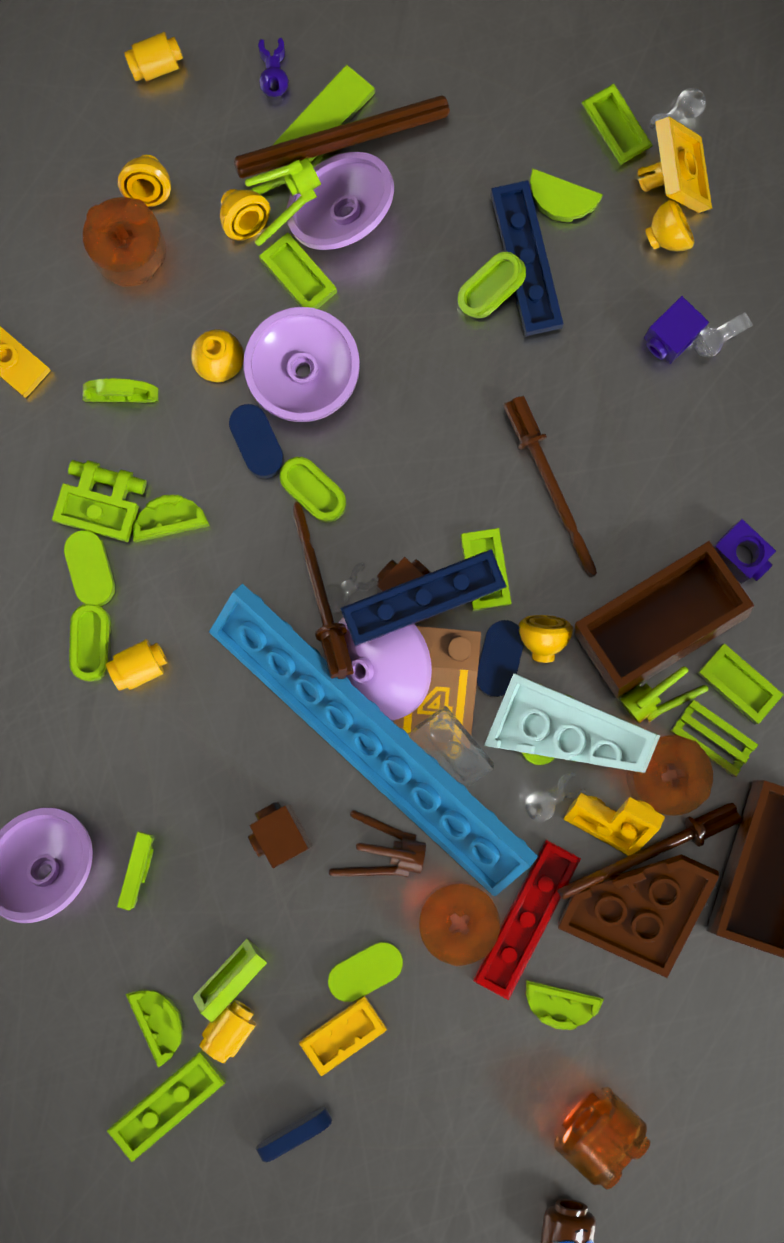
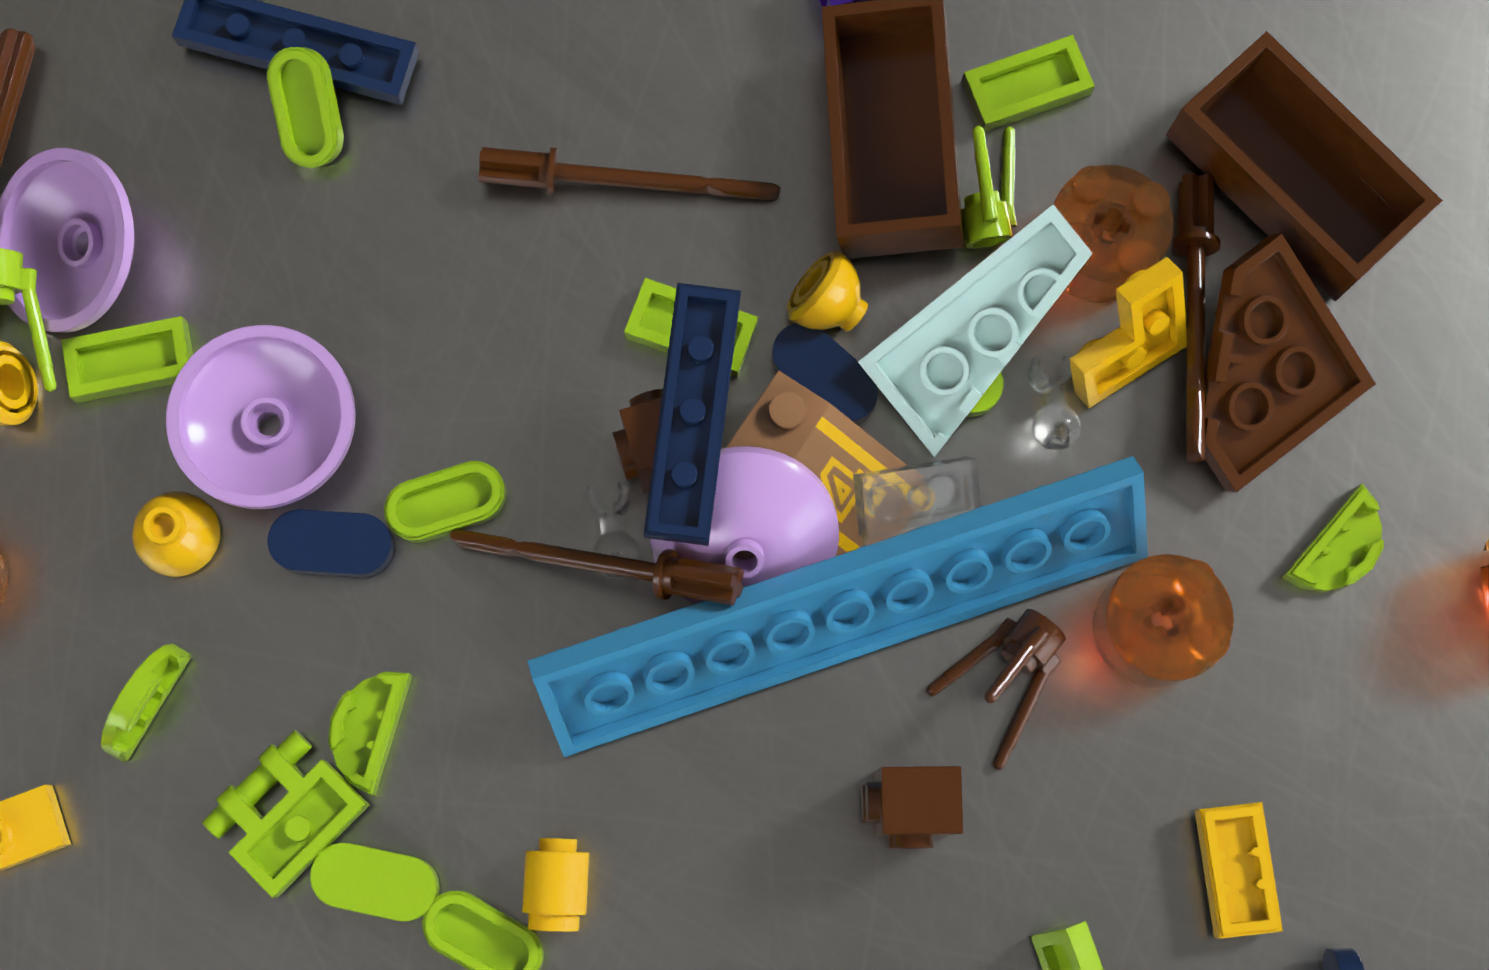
camera: 65 degrees left, 5 degrees down
(365, 971) = (1162, 790): lime tile -> none
(526, 919) = (1204, 529): red tile -> none
(741, 756) = (1124, 133): lime tile -> none

